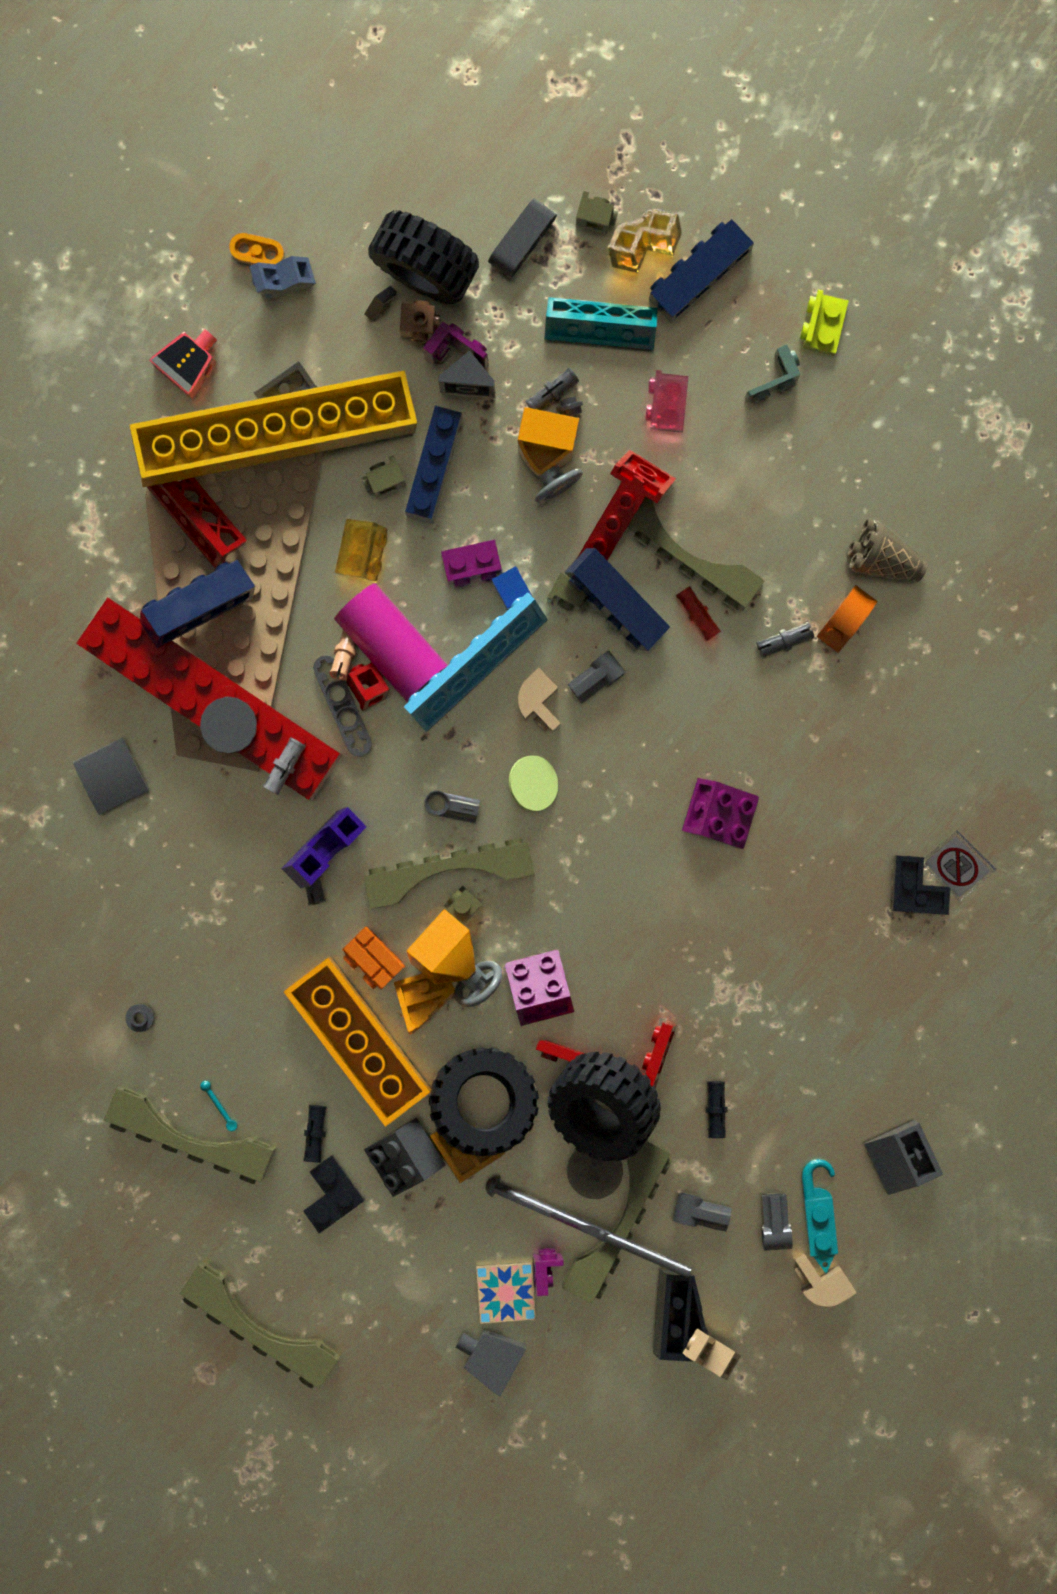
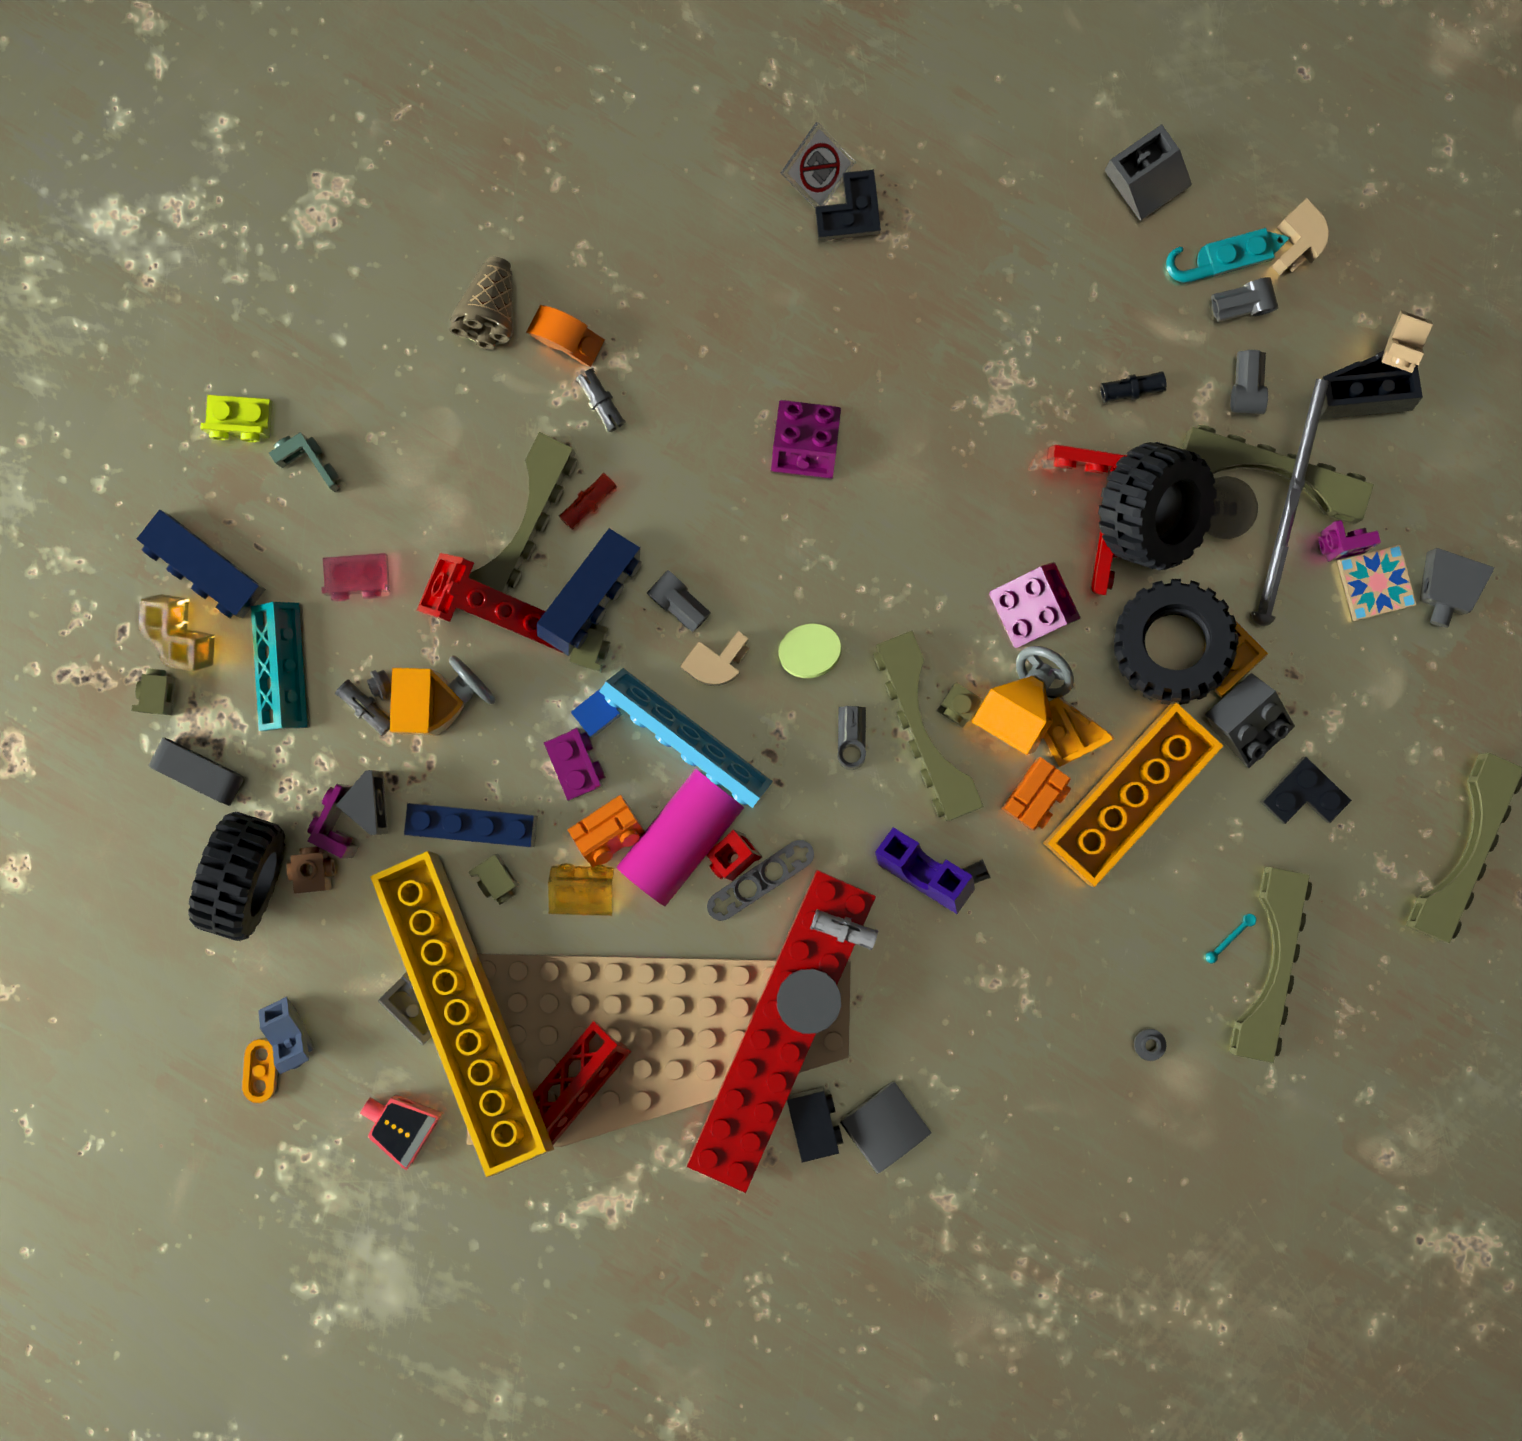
camera: 105 degrees left, 0 degrees up
(124, 713) = (813, 1124): none -> black brick
(196, 603) = (676, 1064): dark blue brick -> none
(315, 1133) = (1242, 825): black pin -> none
(344, 653) = (701, 887): light nougat pin -> none
(379, 301) = (295, 920): dark grey tile -> none
(407, 580) = (606, 831): none -> orange brick

